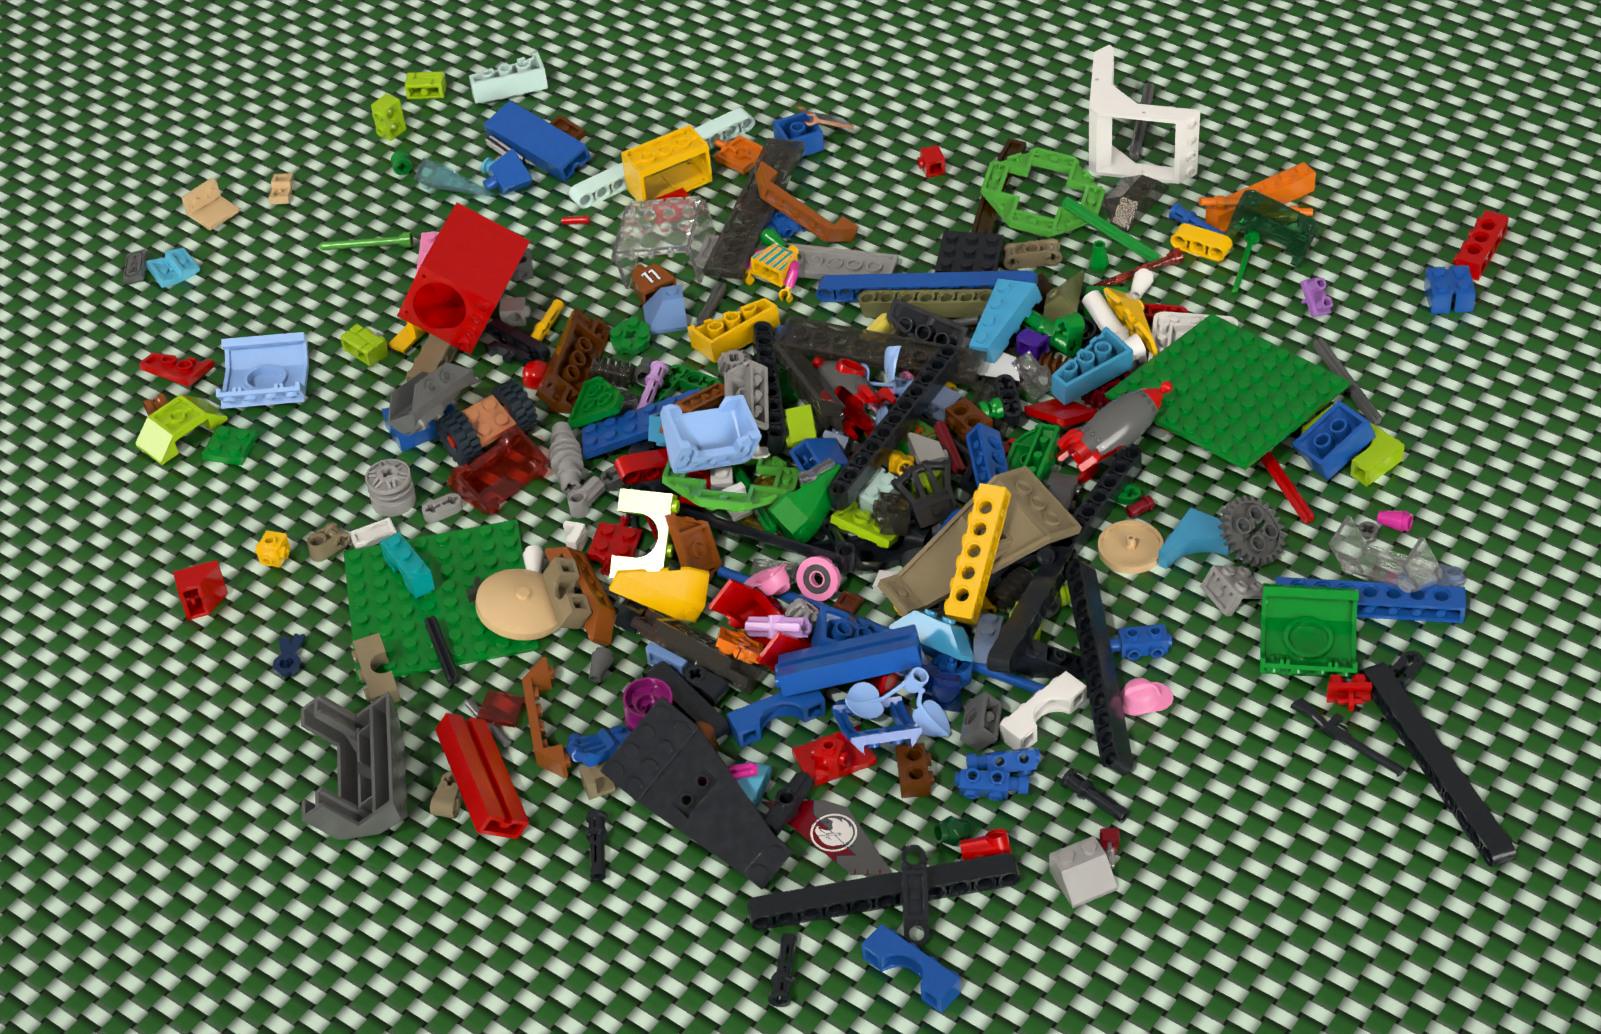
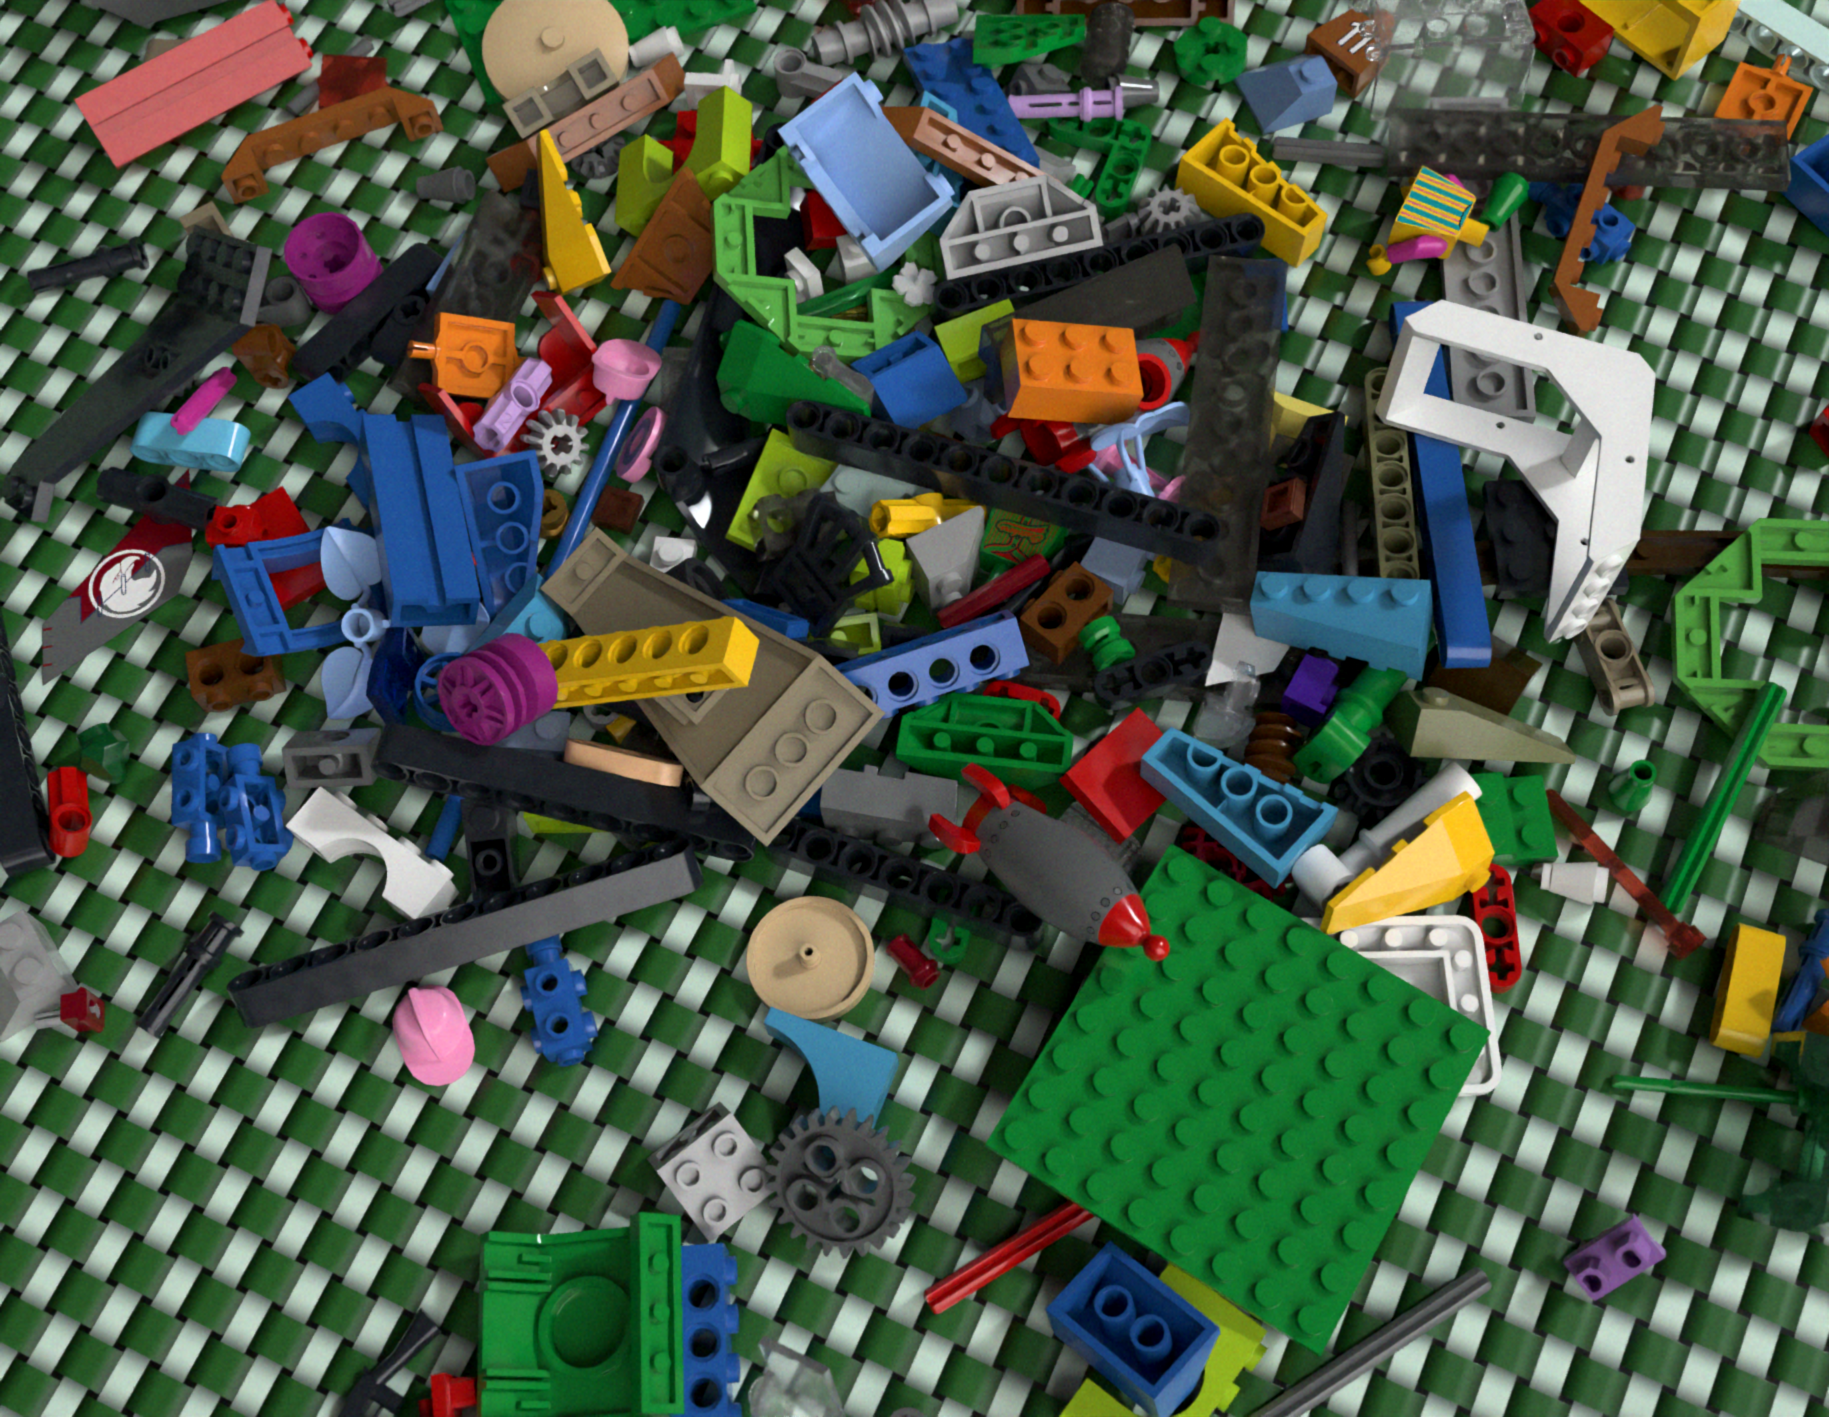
camera: 80 degrees right, 20 degrees up
(597, 747) = (267, 233): blue plate -> none
(855, 372) = (1070, 372): none -> orange brick
(934, 331) = (1283, 504): none -> copper tile
(942, 240) = (1575, 476): none -> white window
(978, 609) = (497, 688): none -> magenta wheel
(1018, 588) = (623, 762): none -> light nougat beam

